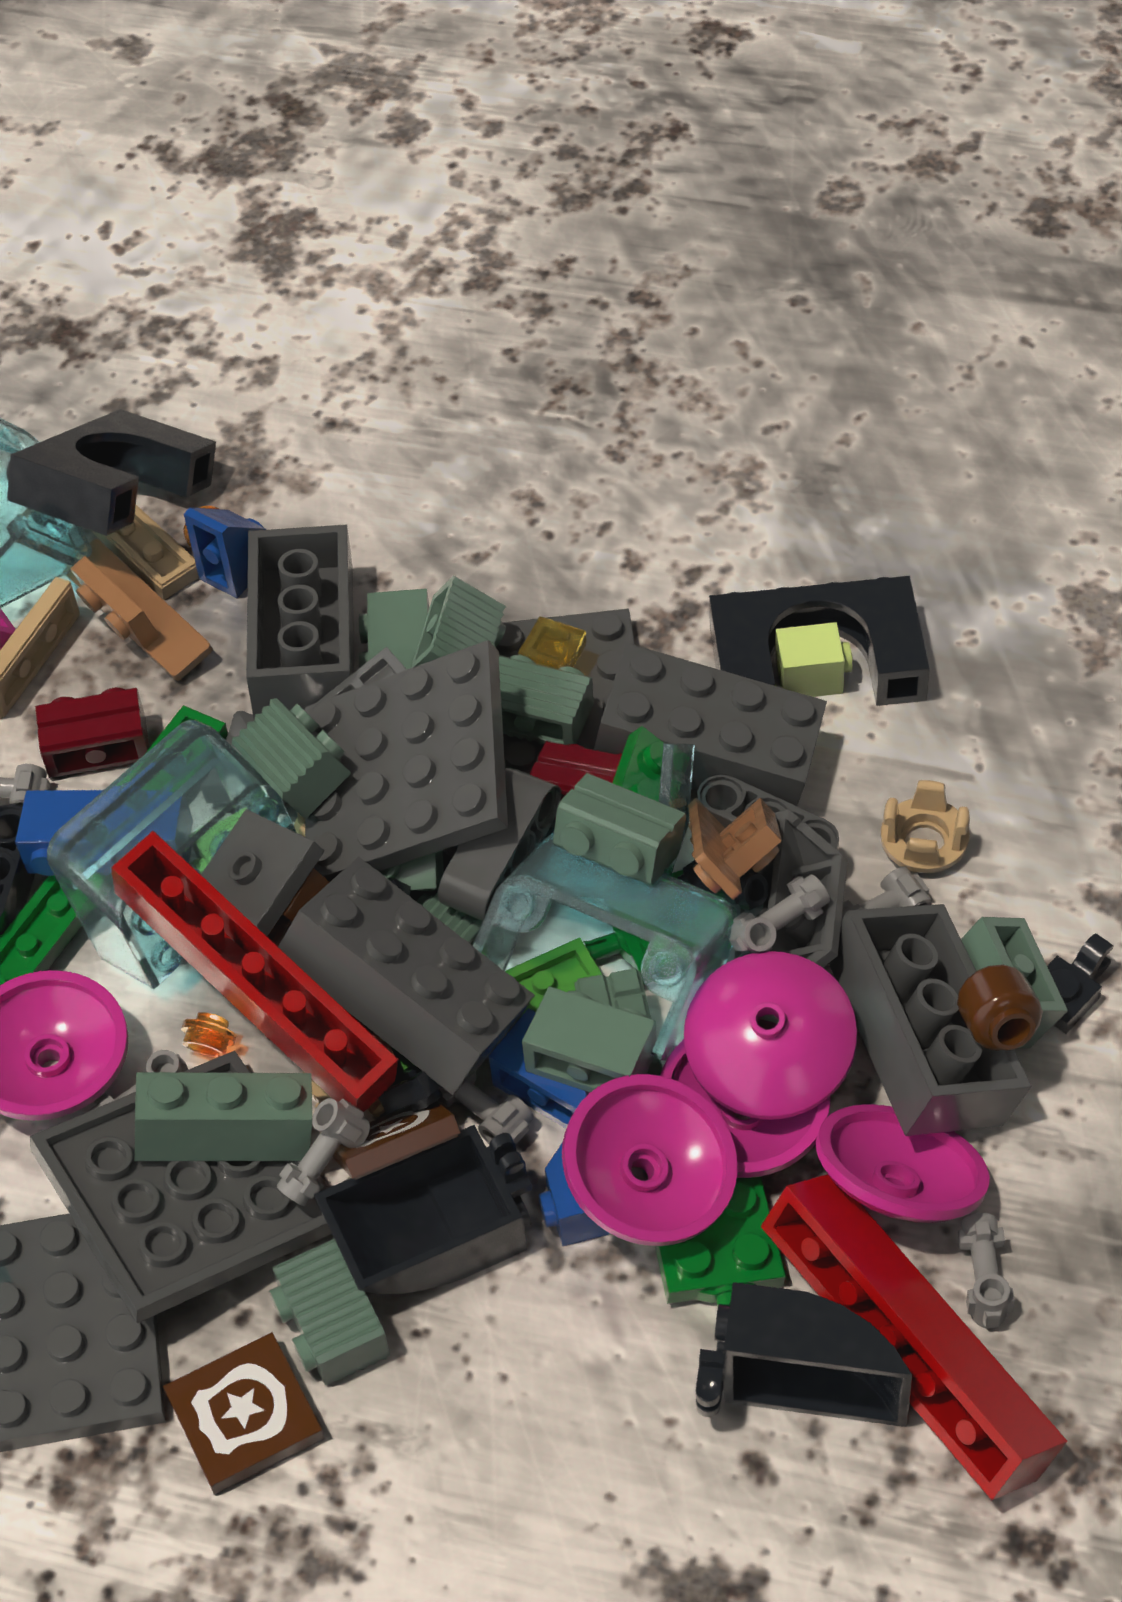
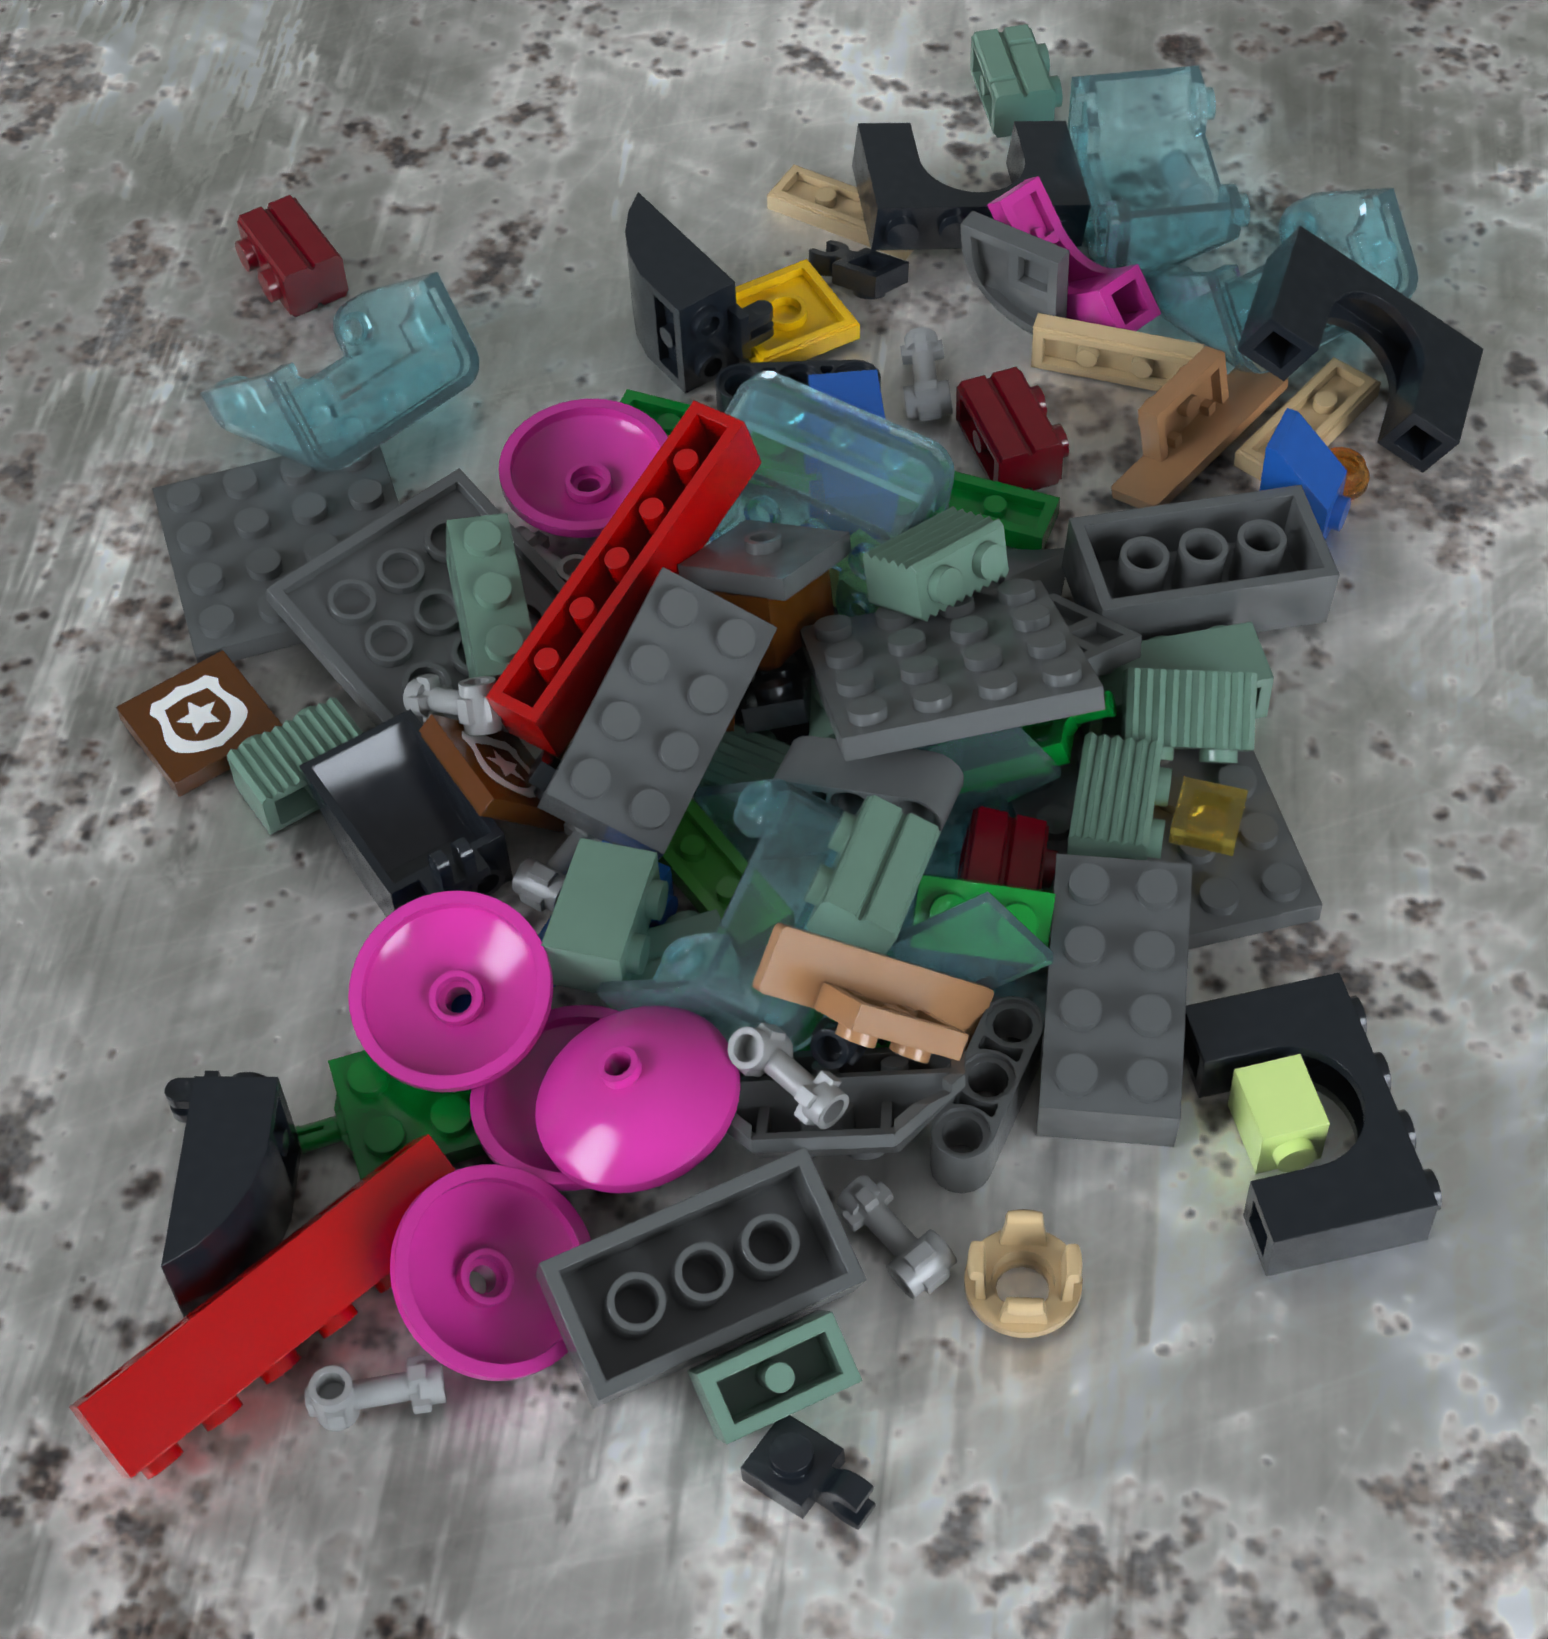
camera: 80 degrees right, 0 degrees up
(999, 1007) = (681, 1334): reddish brown head -> none

